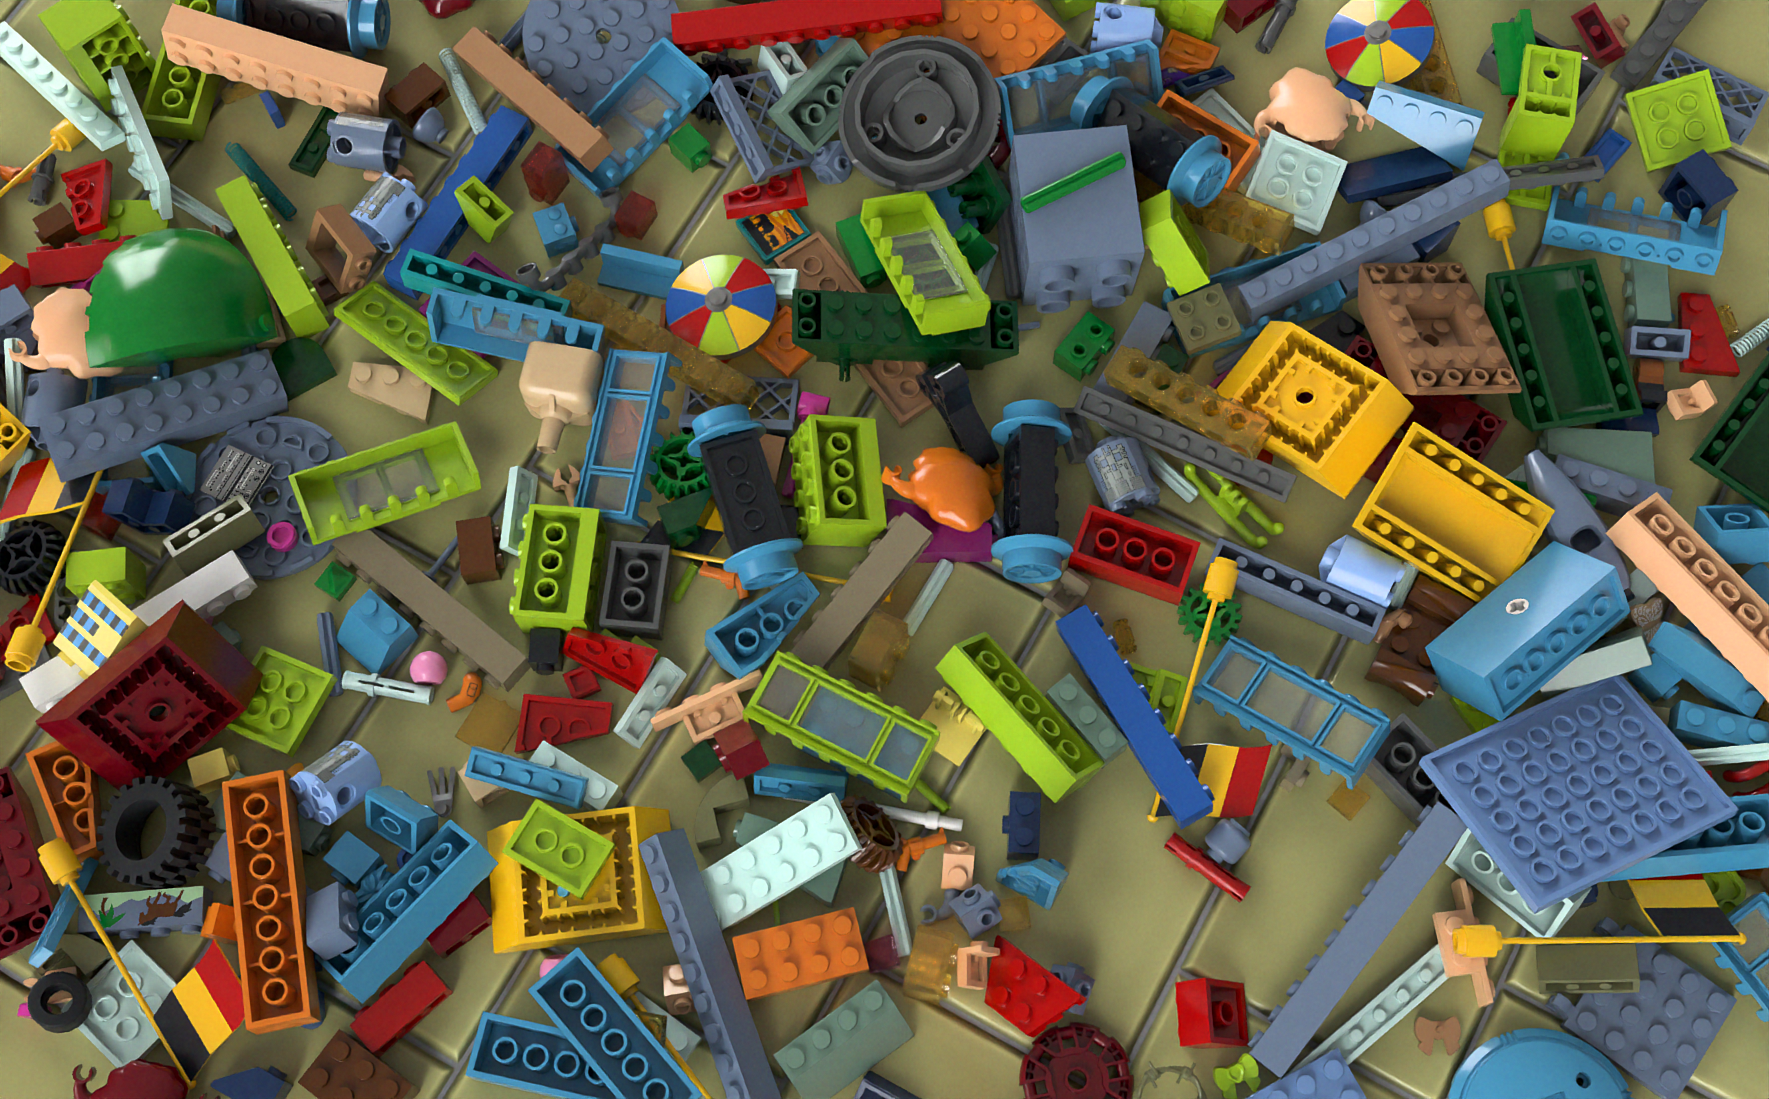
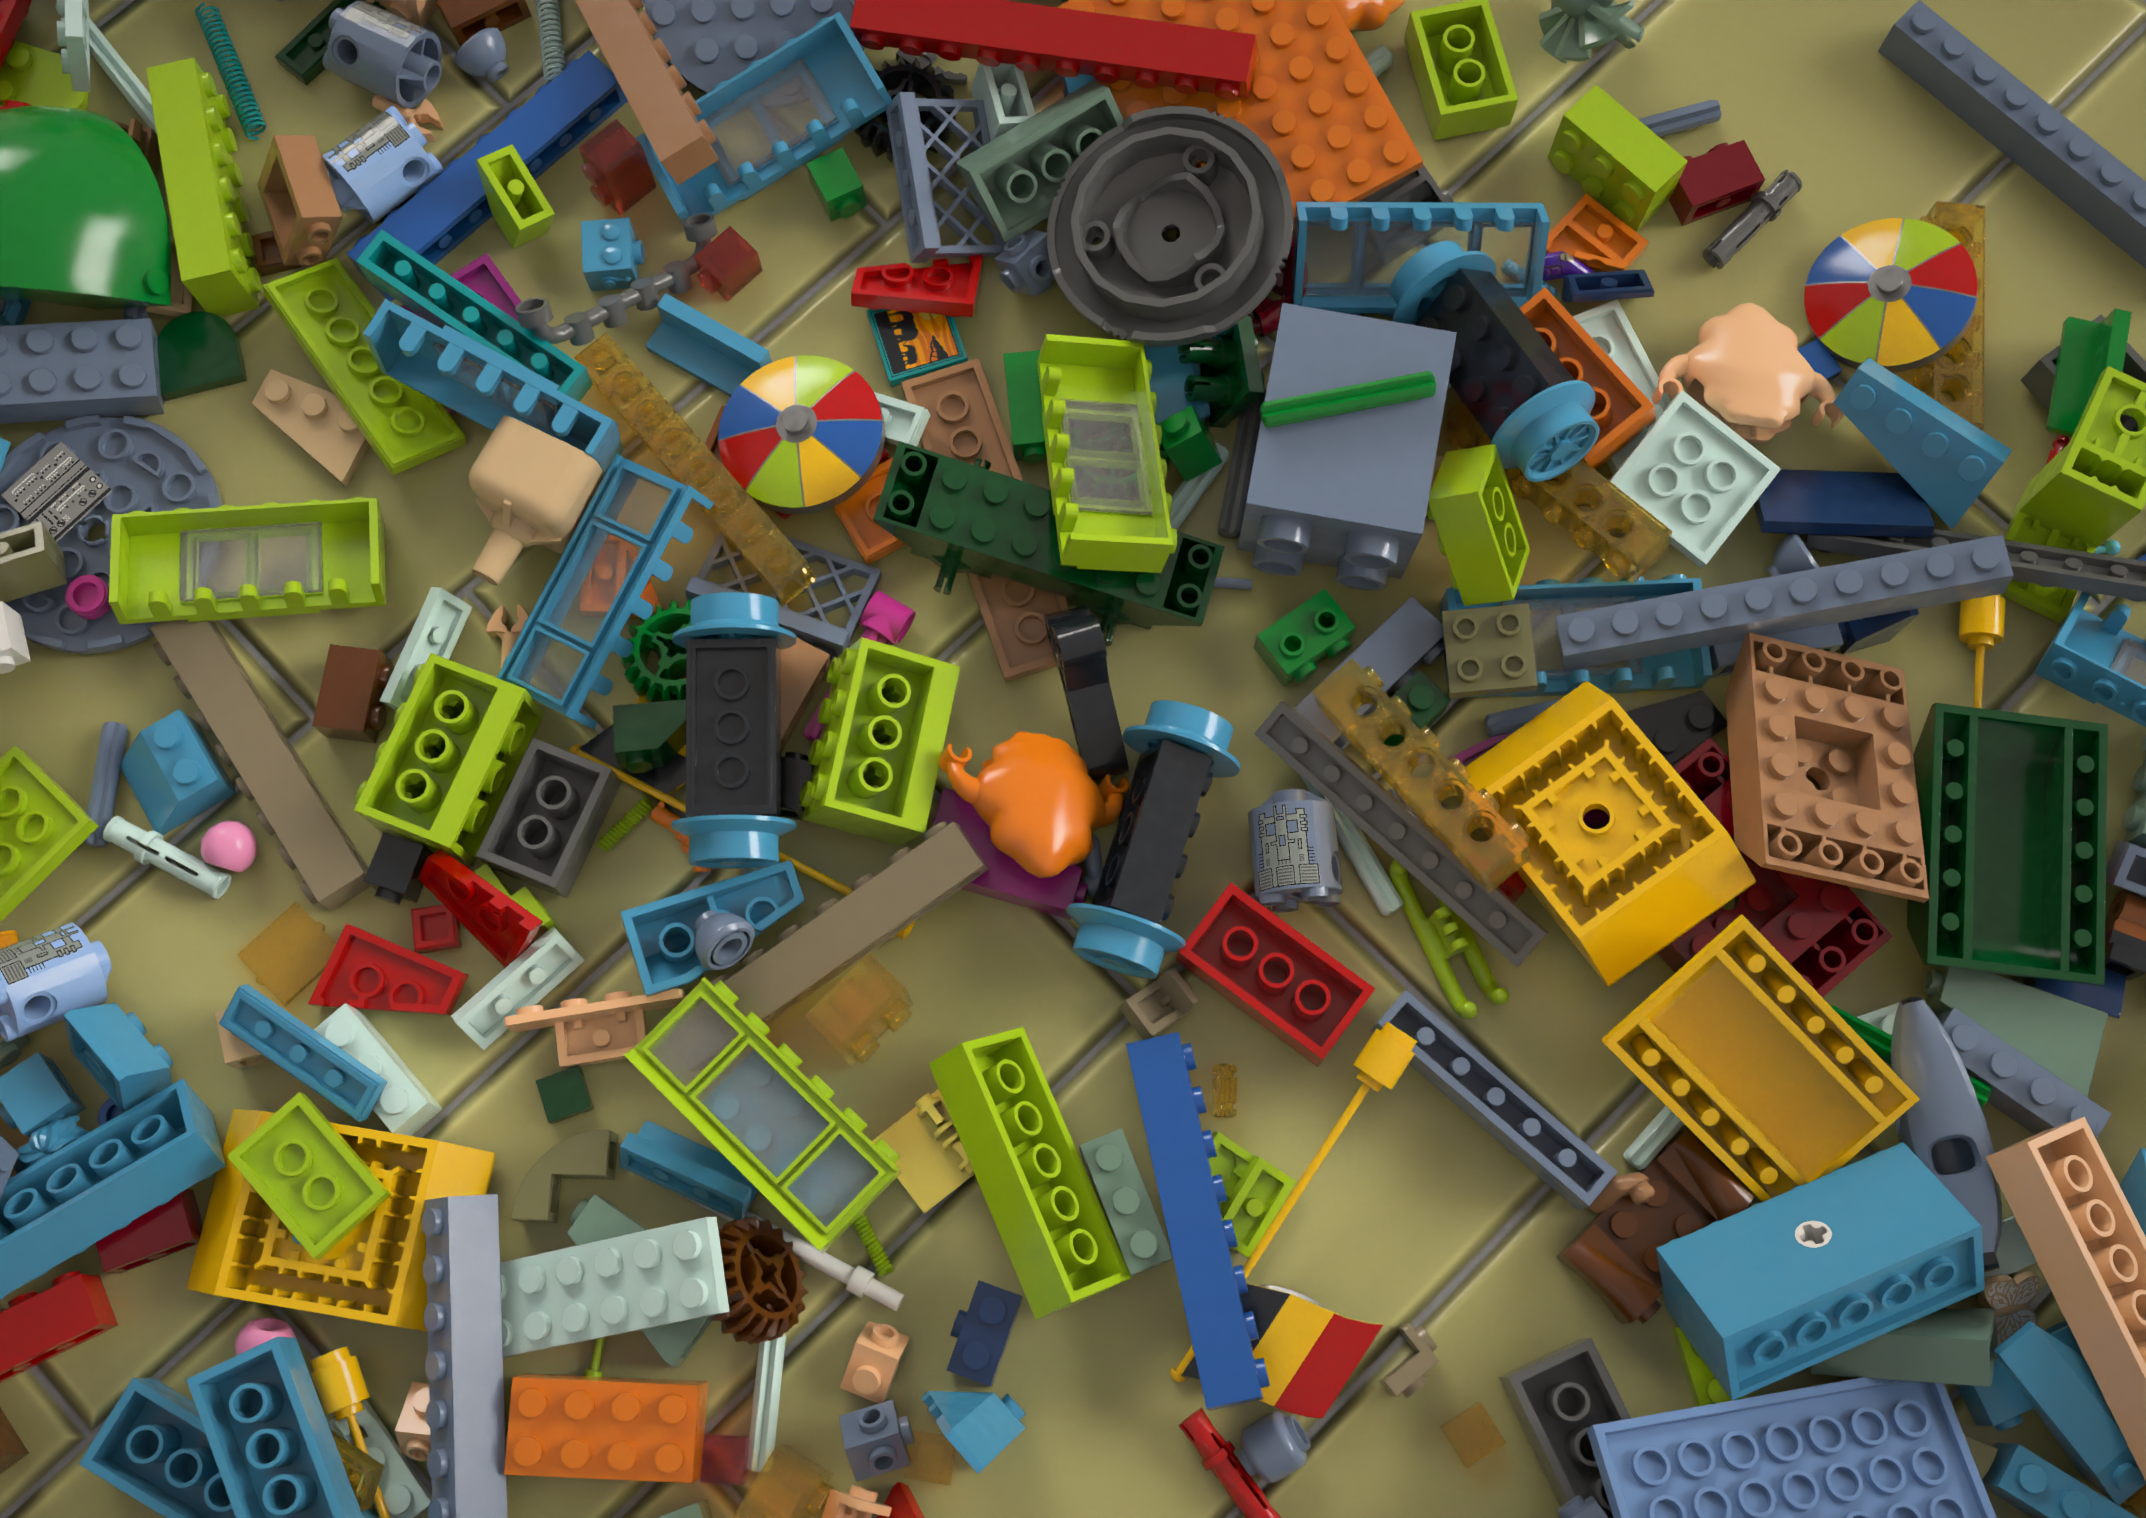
camera: 15 degrees right, 5 degrees up
(335, 581) = (146, 680): green tile -> none
(441, 560) = (295, 696): sand blue pin -> none
(444, 801) = (192, 1045): flat silver piece -> none
(469, 692) = (275, 897): orange arm -> none
(739, 750) = (614, 1102): dark red brick -> none
(778, 628) = (722, 939): none -> sand blue brick
(916, 846) = (825, 1314): orange piece -> none
(928, 595) = (958, 947): light aqua axle -> none
(944, 912) = (831, 1425): sand blue arm -> none
(1081, 441) = (1254, 781): dark grey plate -> none
(1124, 25) = (1515, 173): light blue cylinder -> none
(1197, 618) = (1334, 1095): green gear -> none
(1294, 709) = (1431, 1284): window -> none
(1361, 570) = (1599, 1100): light blue cylinder -> none

